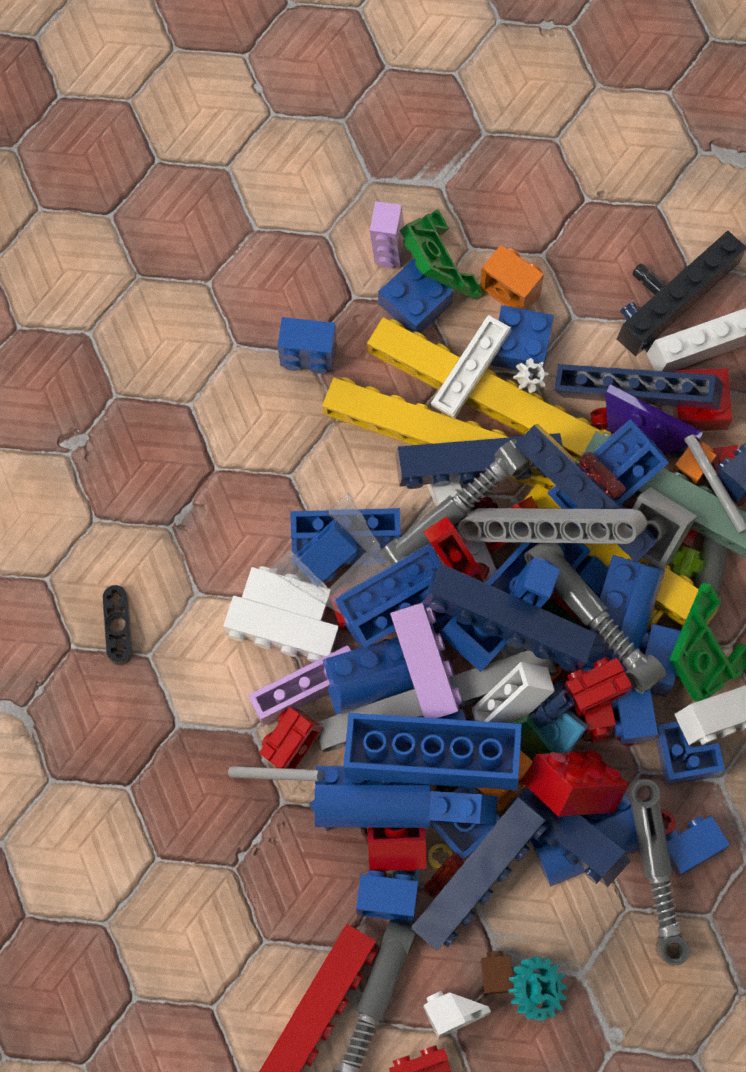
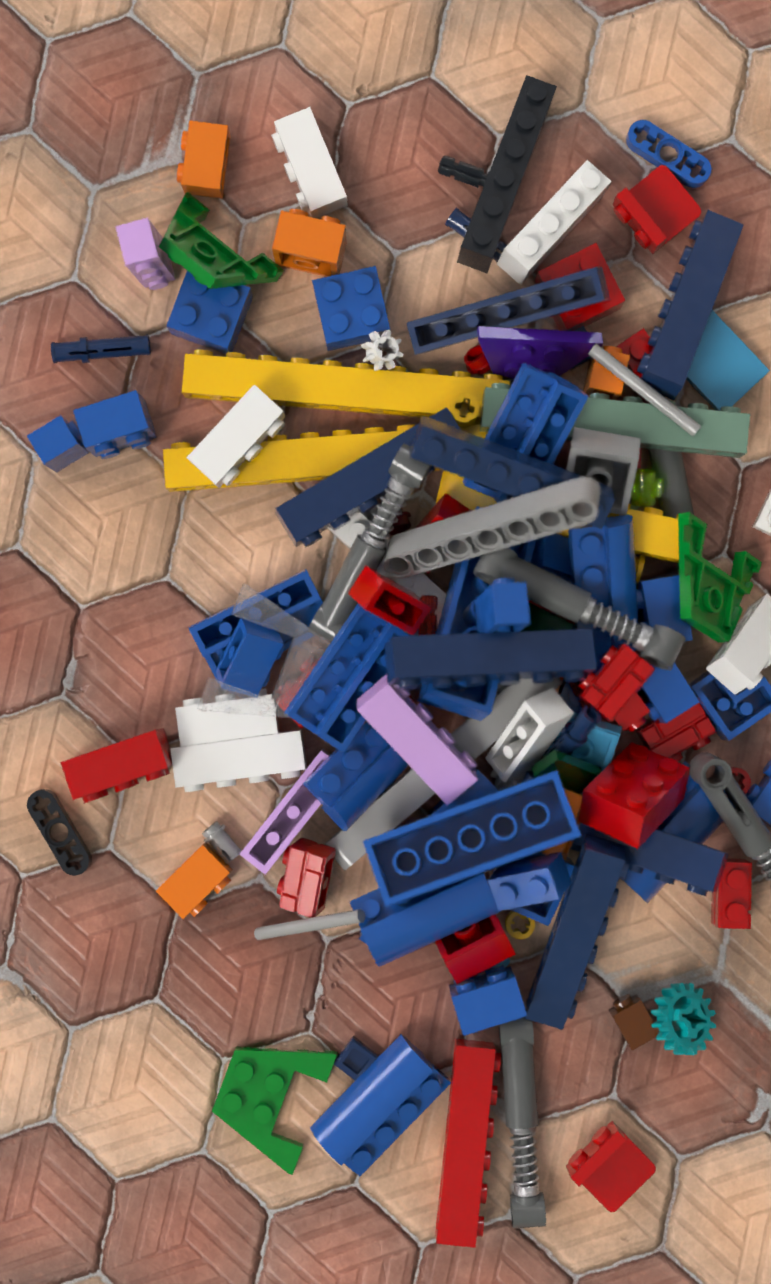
camera: 30 degrees left, 15 degrees up
(172, 893) = (256, 1090): none -> green wing
(188, 589) = (118, 765): none -> red brick
(203, 706) = (194, 881): none -> orange brick
(237, 687) = (221, 842): none -> light grey pin
(259, 340) = (58, 443): none -> blue brick
(261, 905) = (355, 1058): none -> dark blue tile
(263, 949) = (379, 1106): none -> blue brick
(292, 281) = (100, 348): none -> dark blue pin
(393, 390) = (237, 437): none -> white brick
(444, 874) = (534, 945): clear red axle -> none
(452, 1012) = (608, 1085): white slope -> none
(462, 191) = (205, 159): none -> orange brick
(471, 366) = (311, 369): white tile -> none
(538, 225) = (309, 163): none -> white brick
(570, 436) = (464, 398): none -> yellow bush
(602, 474) = (519, 443): clear red axle -> none
(620, 906) = (733, 896): none -> red brick
(634, 759) = (684, 731): none -> red brick

